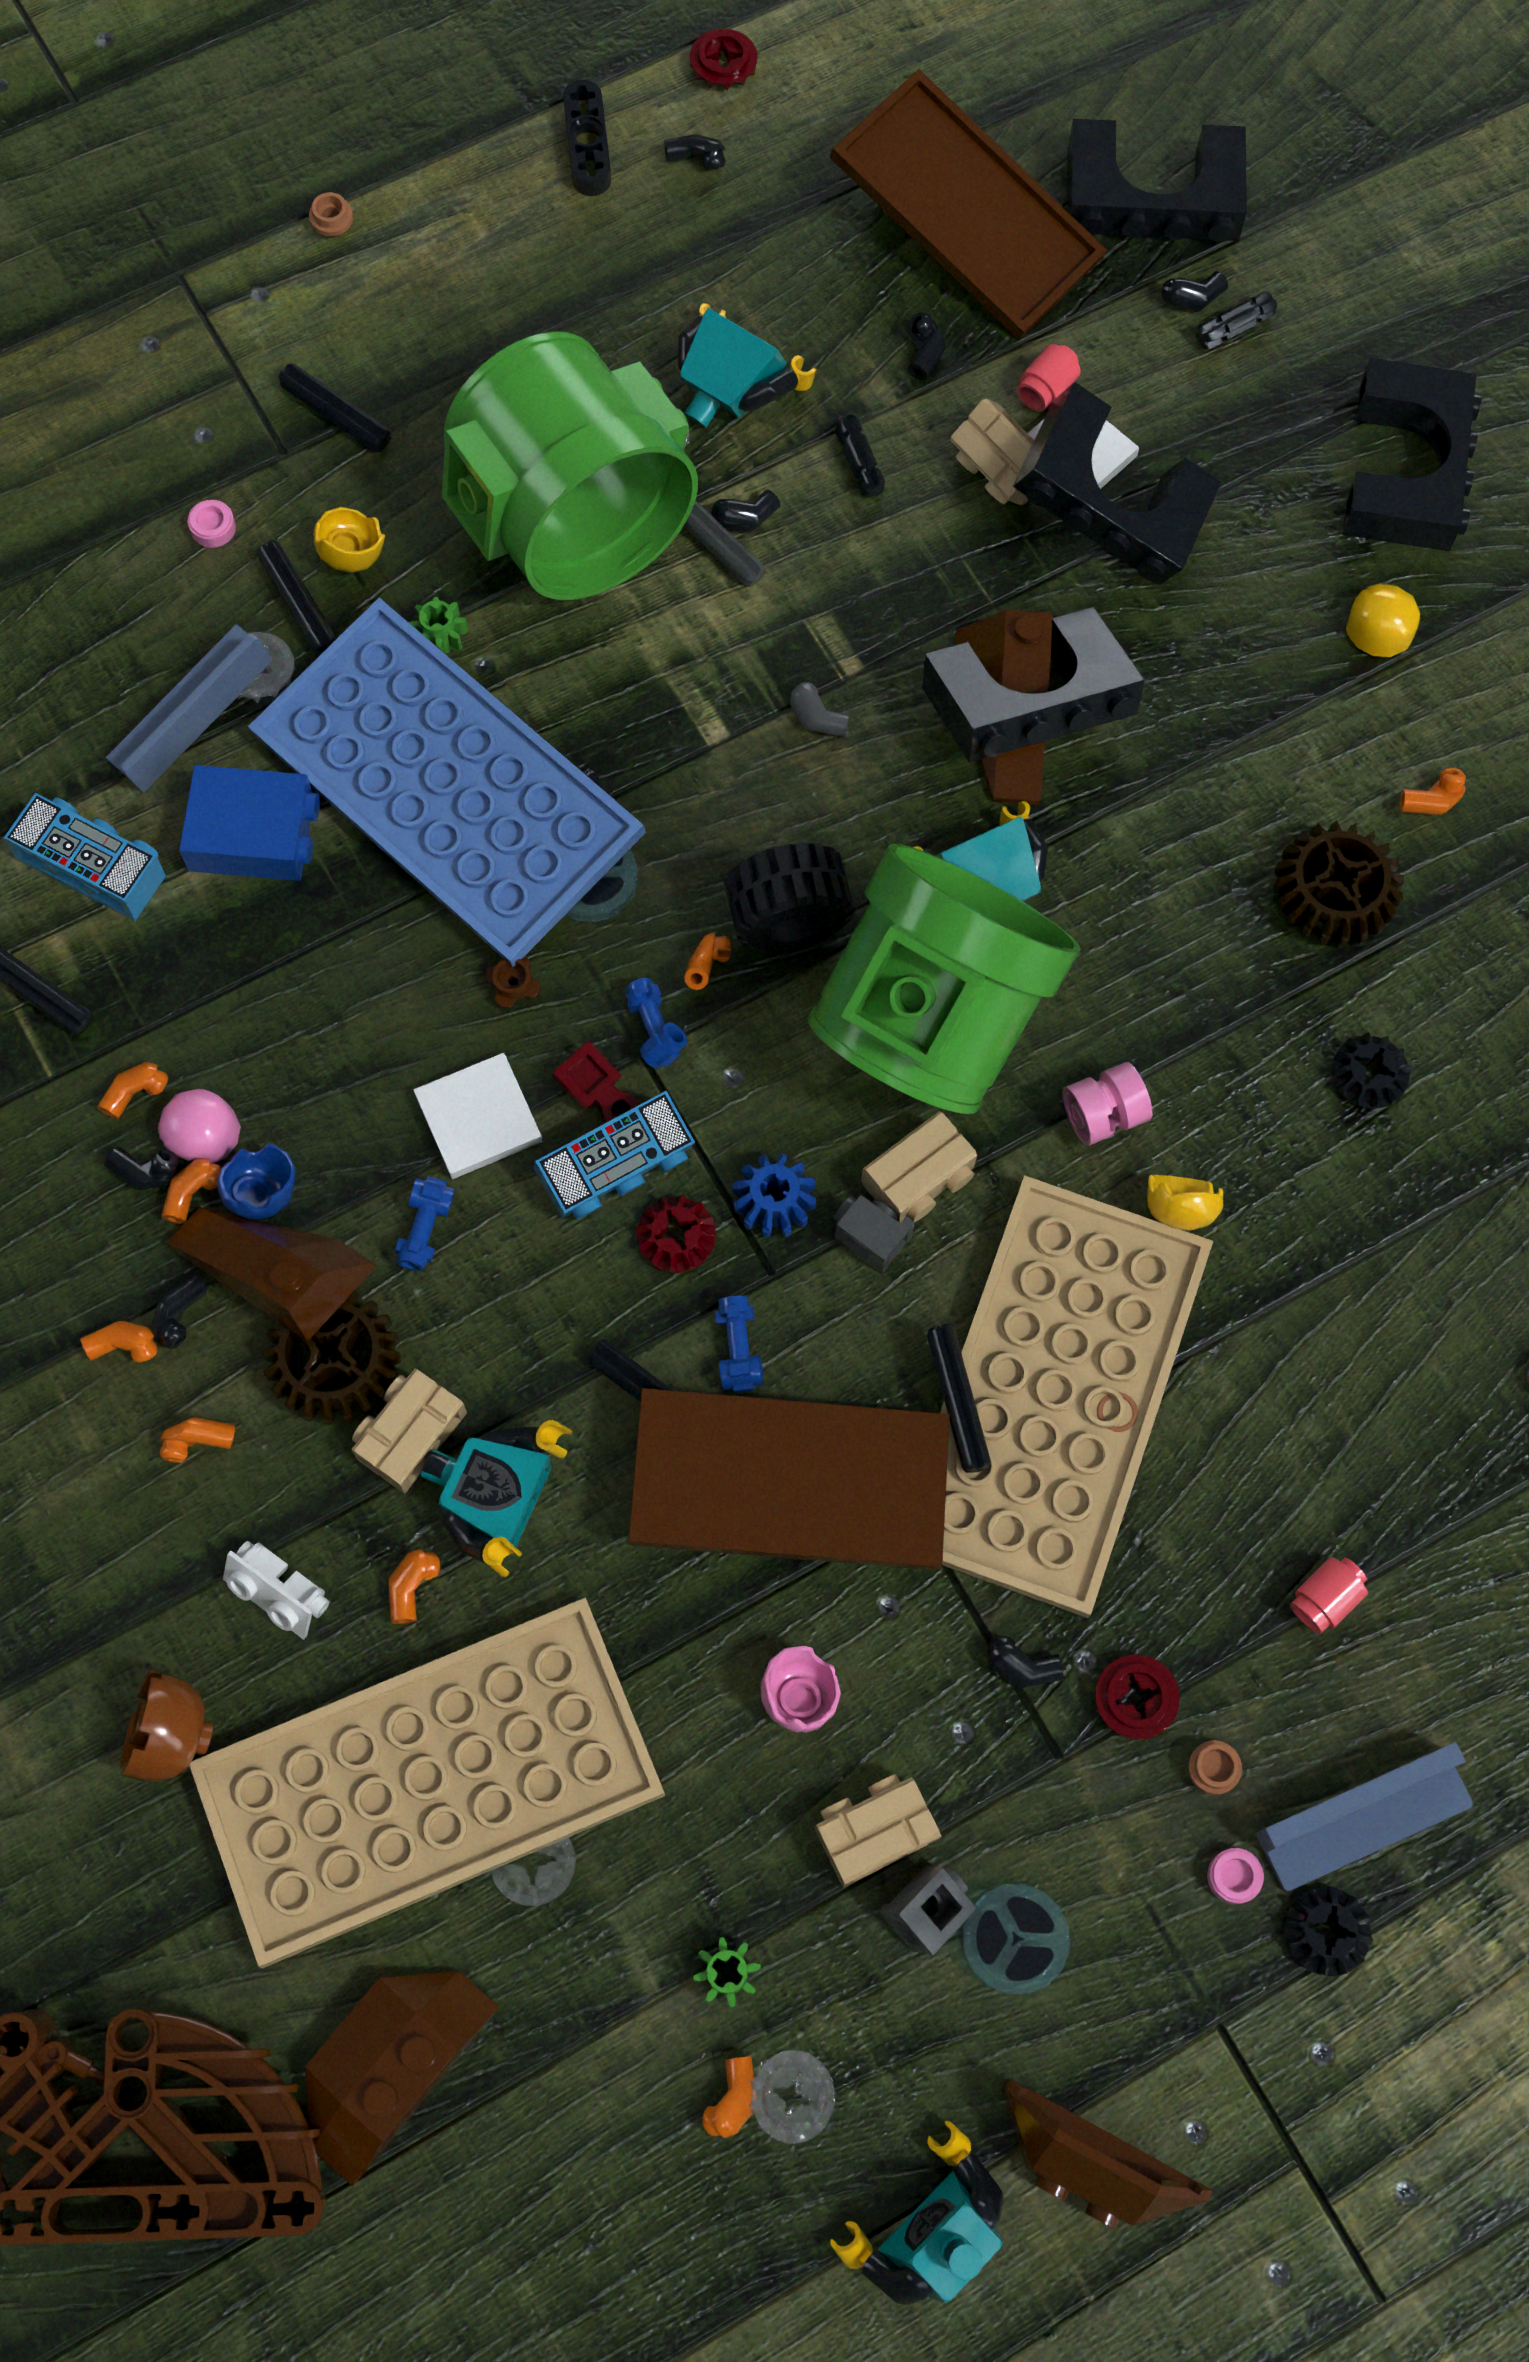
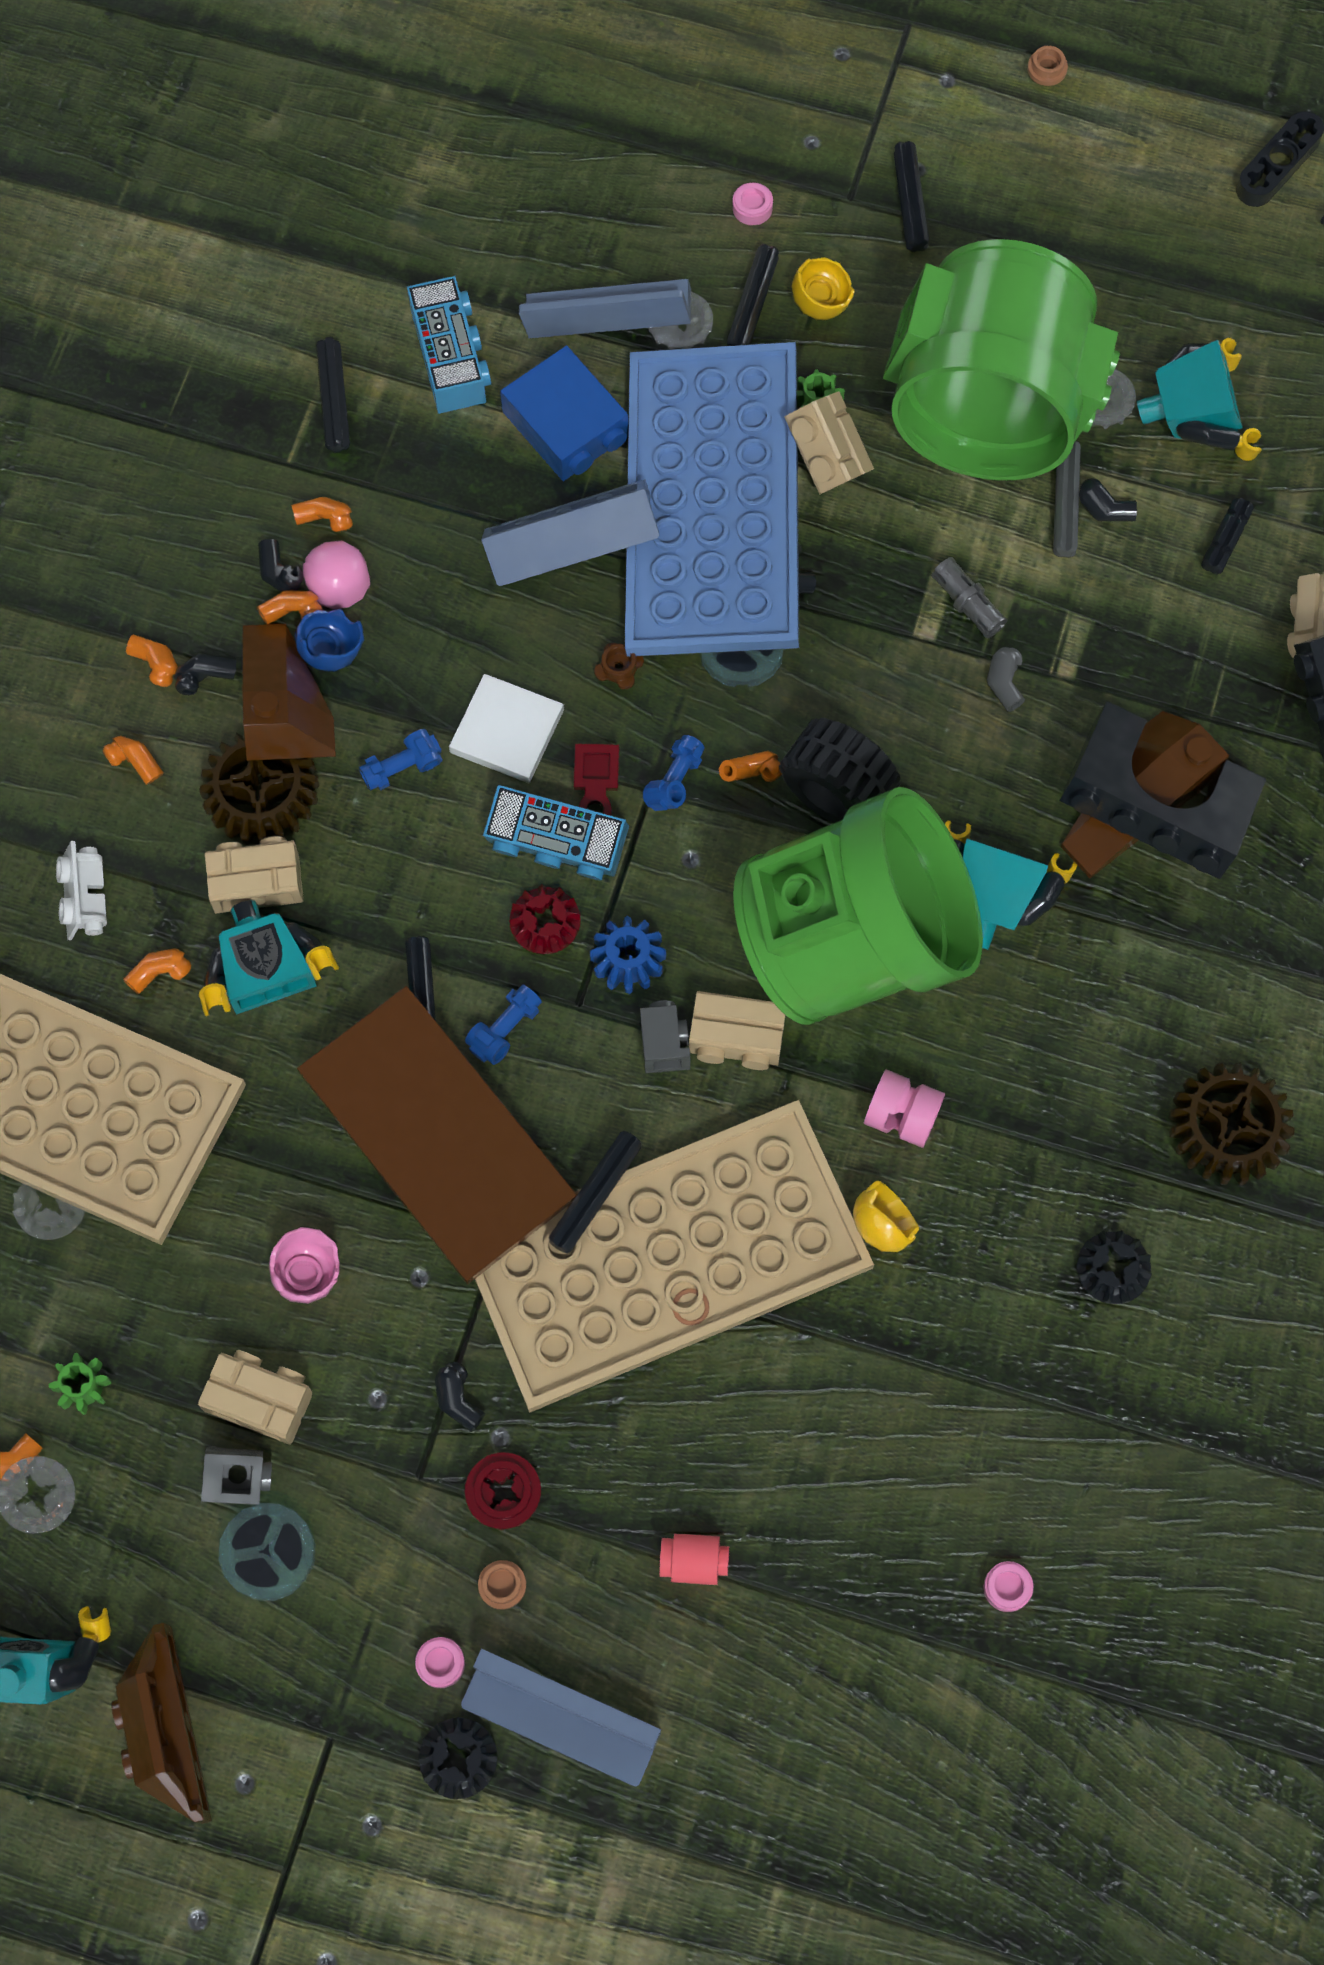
camera: 50 degrees right, 0 degrees up
(362, 910) = (570, 533): none -> sand blue panel
(494, 652) = (829, 442): none -> tan brick
(724, 676) = (969, 597): none -> flat silver pin

